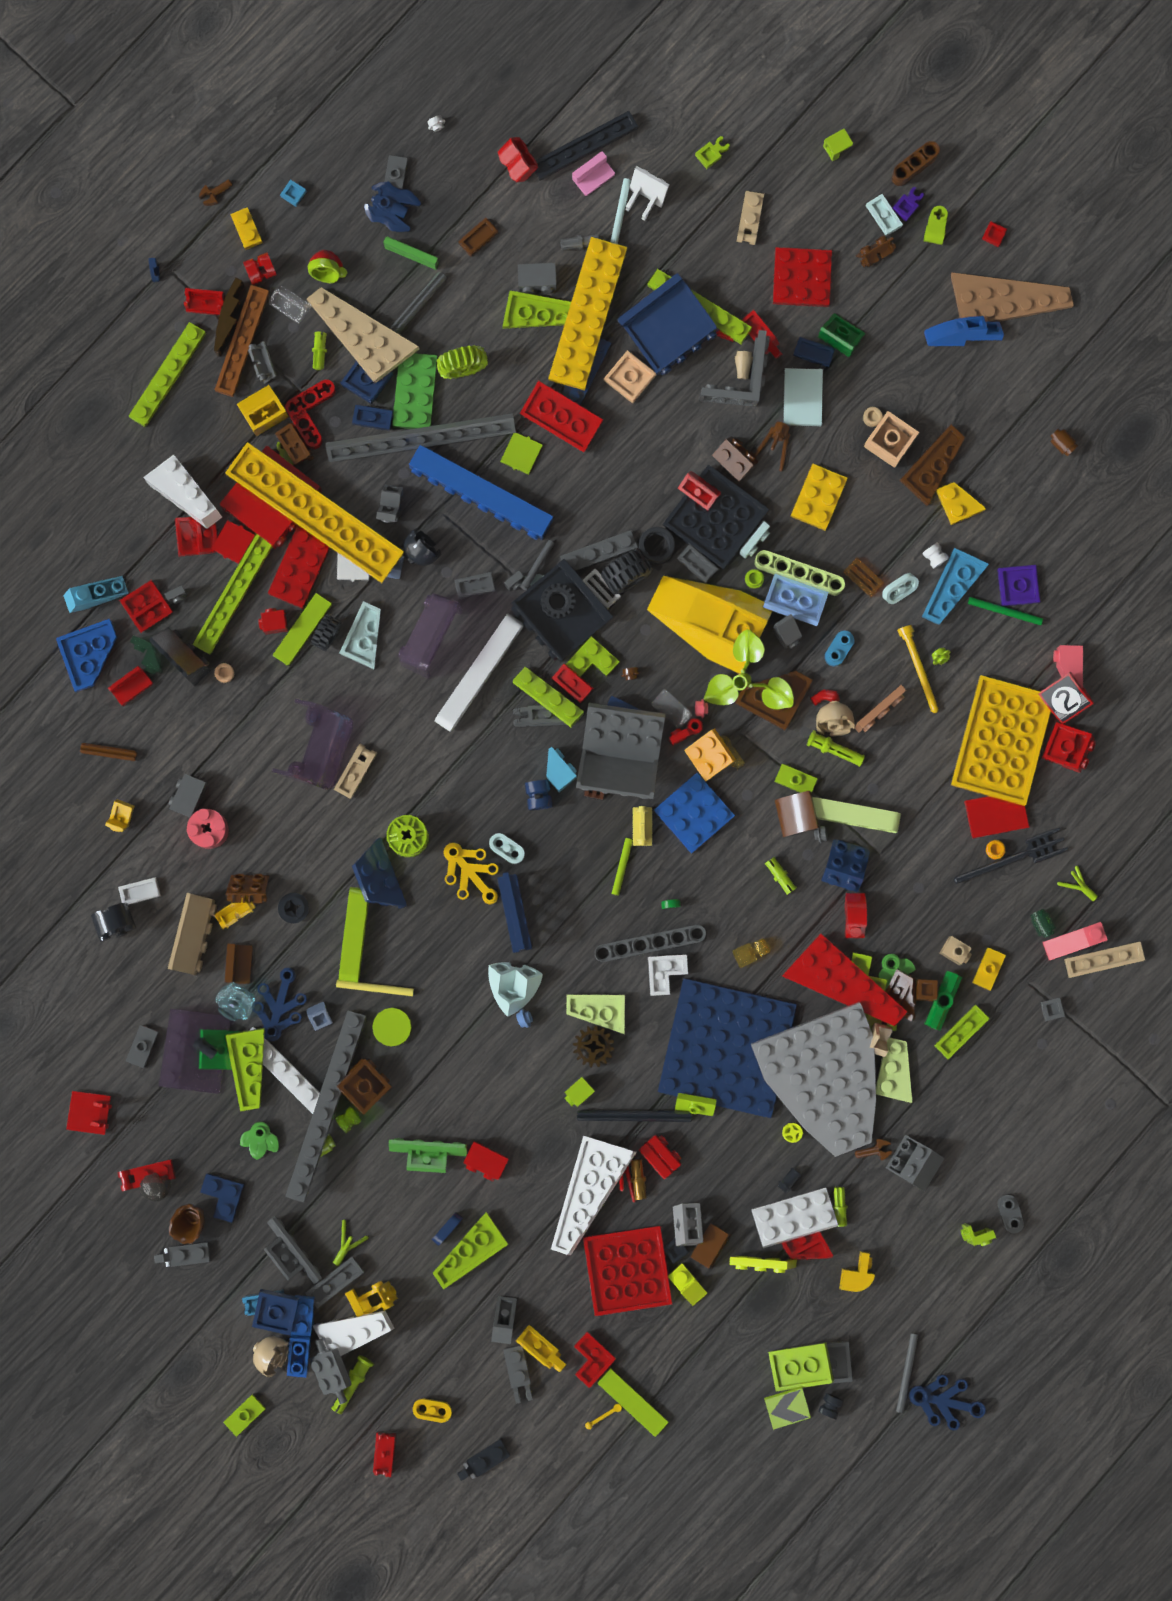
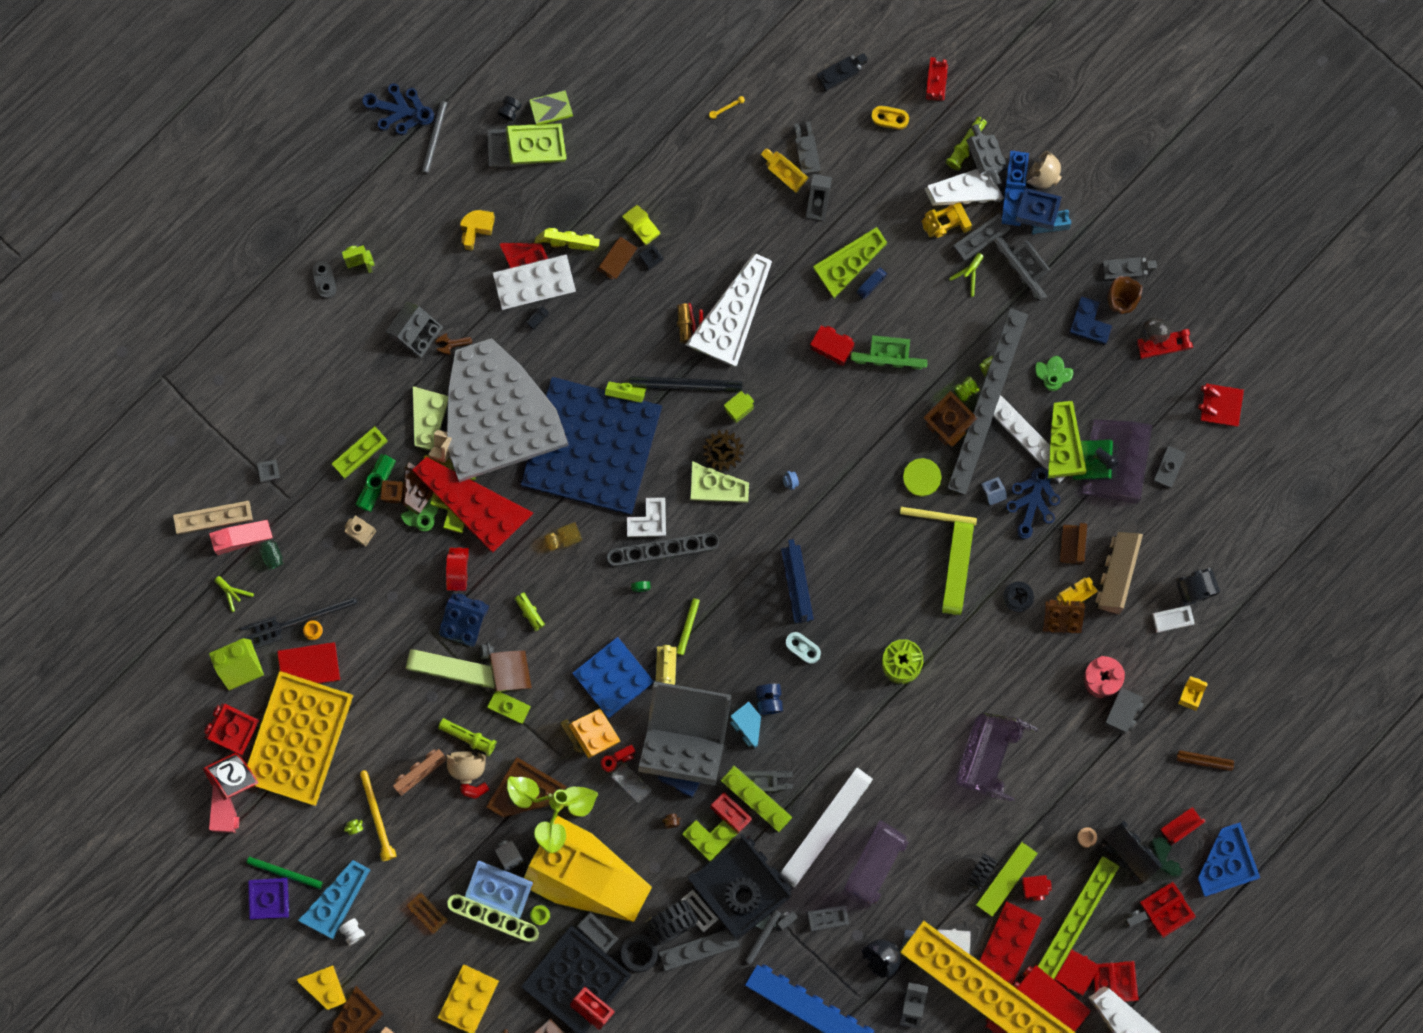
camera: 175 degrees left, 5 degrees down
(94, 593) = (1219, 923): medium azure slope -> none
(241, 996) = (1068, 506): clear light blue plate -> none
(244, 1415) = (1070, 119): lime plate -> none
(355, 771) = (954, 730): tan plate -> none
(362, 638) = (945, 868): light aqua wing -> none
(377, 877) = (933, 622): dark blue wing -> none
(469, 870) = (840, 627): yellow plant -> none
(513, 985) = (800, 512): light aqua brick -> none
(598, 1359) = (730, 158): red plate -> none
(627, 1270) = (698, 238): red plate -> none
(632, 1402) = (698, 119): lime tile -> none
(660, 1156) = (662, 344): red brick -> none
(688, 1224) = (638, 277): light grey brick -> none
(701, 708) = (601, 782): coral plate -> none
(750, 547) = (541, 948): light aqua plate -> none
(792, 1130) = (531, 358): neon yellow wheel -> none
(839, 648) = (457, 840): dark azure plate -> none
(840, 1207) = (489, 291): lime axle -> none
(900, 588) = (390, 898): light aqua plate -> none
(988, 969) = (328, 513): yellow plate -> none
(1068, 811) = (237, 663): none -> lime slope

